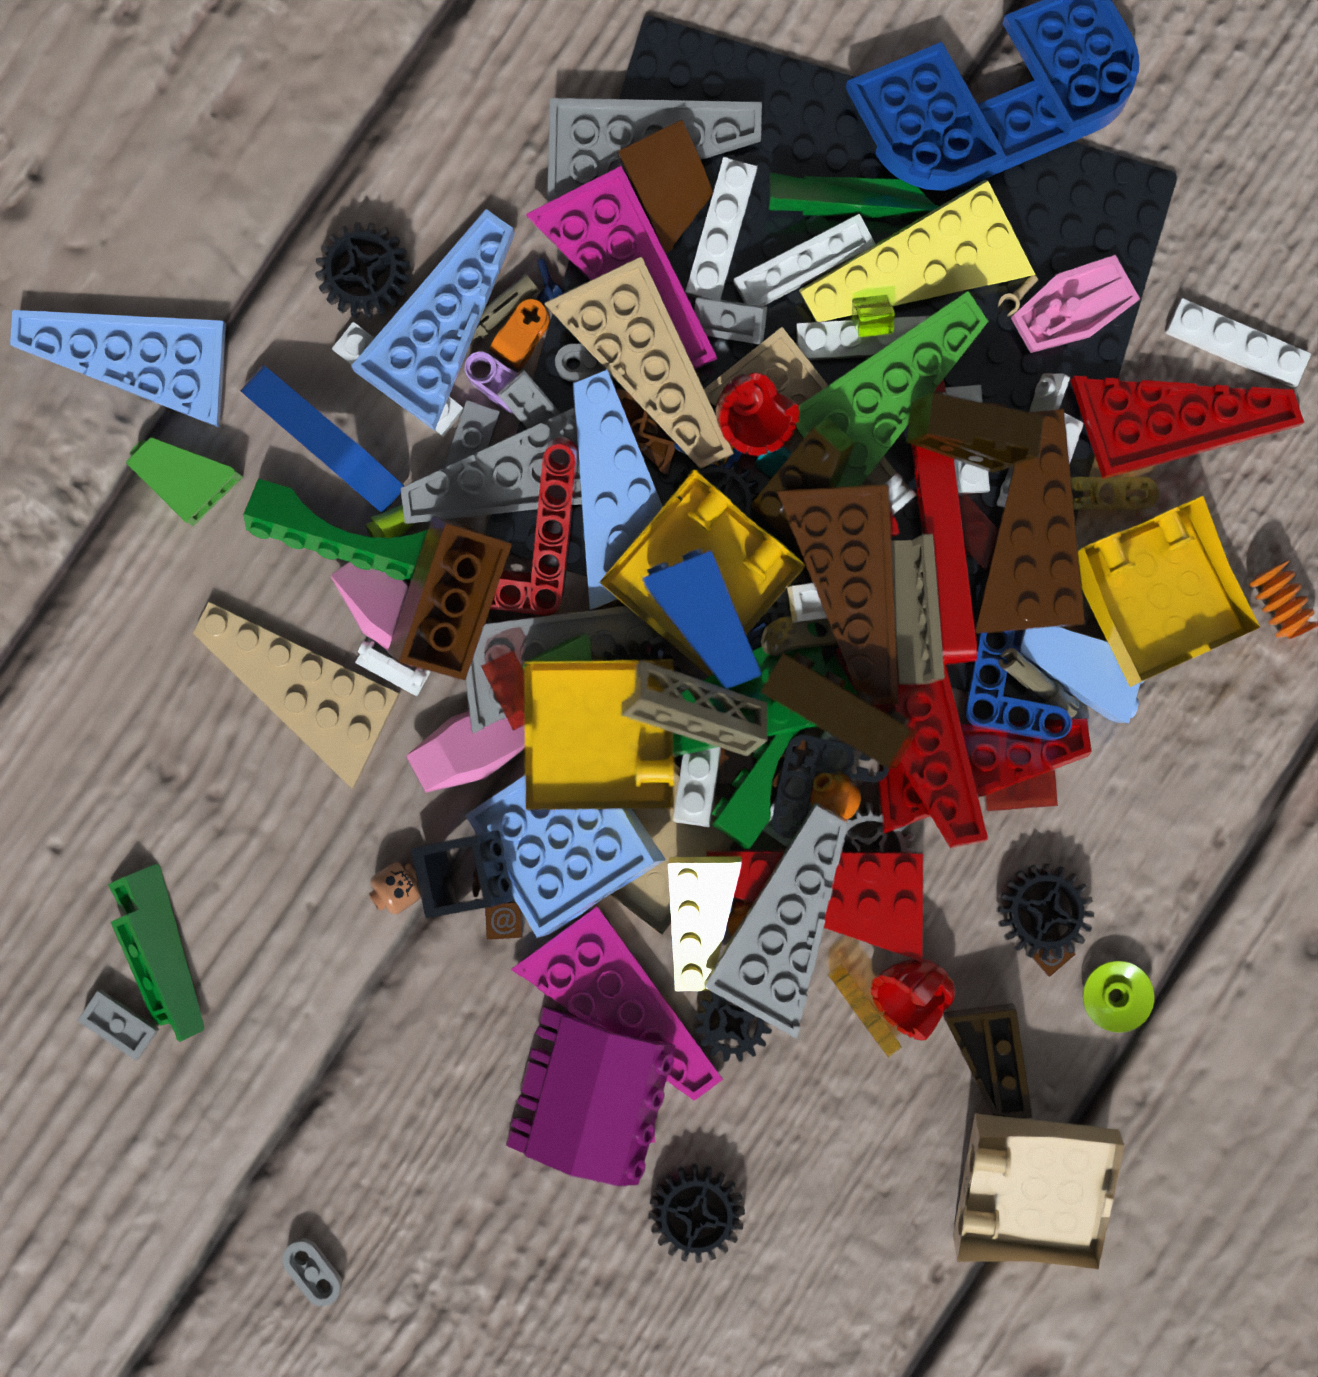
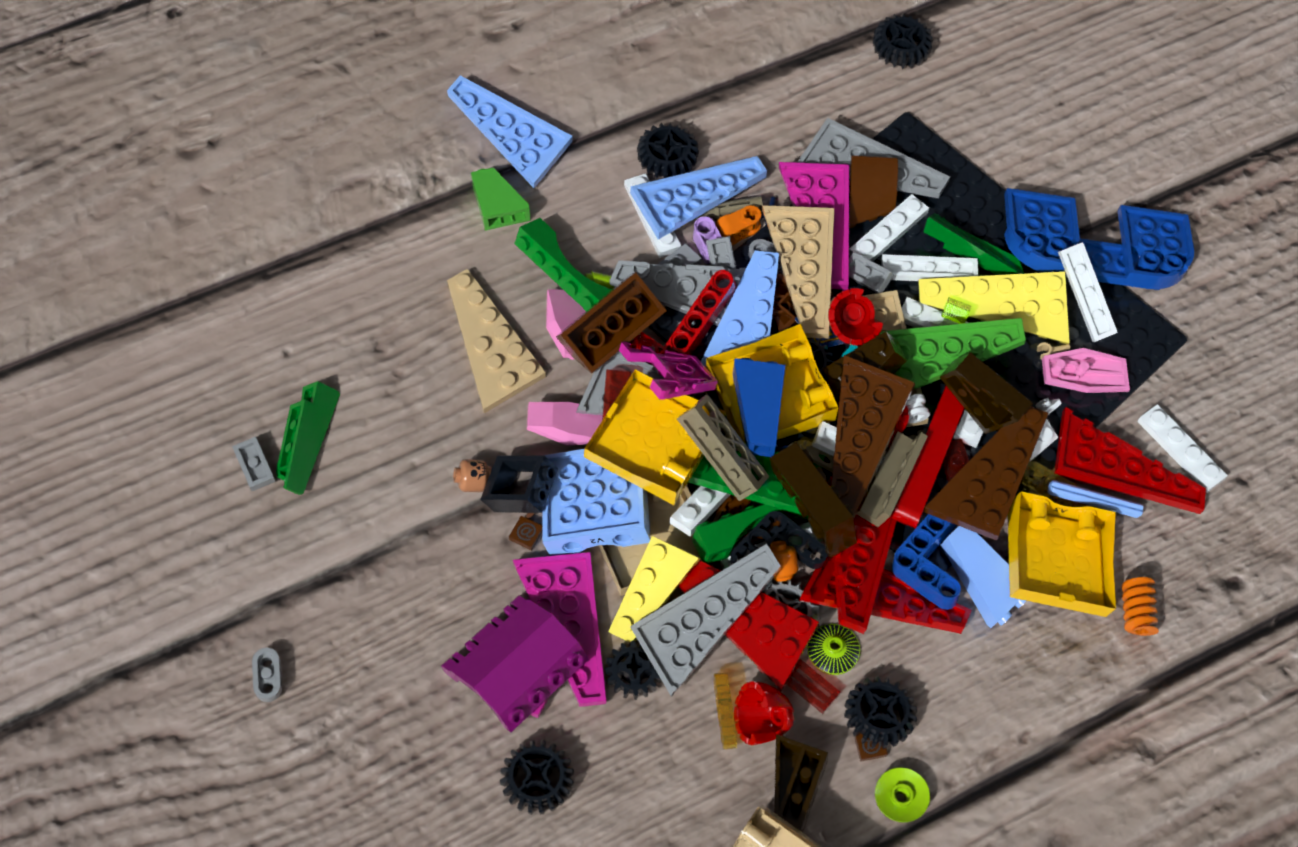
camera: 25 degrees right, 25 degrees down
(323, 438) = (595, 218): blue beam -> none
(380, 662) = (551, 357): white hinge -> none
(577, 618) = (681, 372): none -> dark pink wing
(940, 874) = (831, 660): none -> dish
(975, 925) = (828, 701): none -> clear red tile
(1029, 192) = (1087, 292): none -> white plate
(1031, 793) = (905, 634): clear red plate -> none
(1046, 690) = (949, 561): dark tan pin -> none
(1167, 485) = (1095, 499): none -> light blue axle

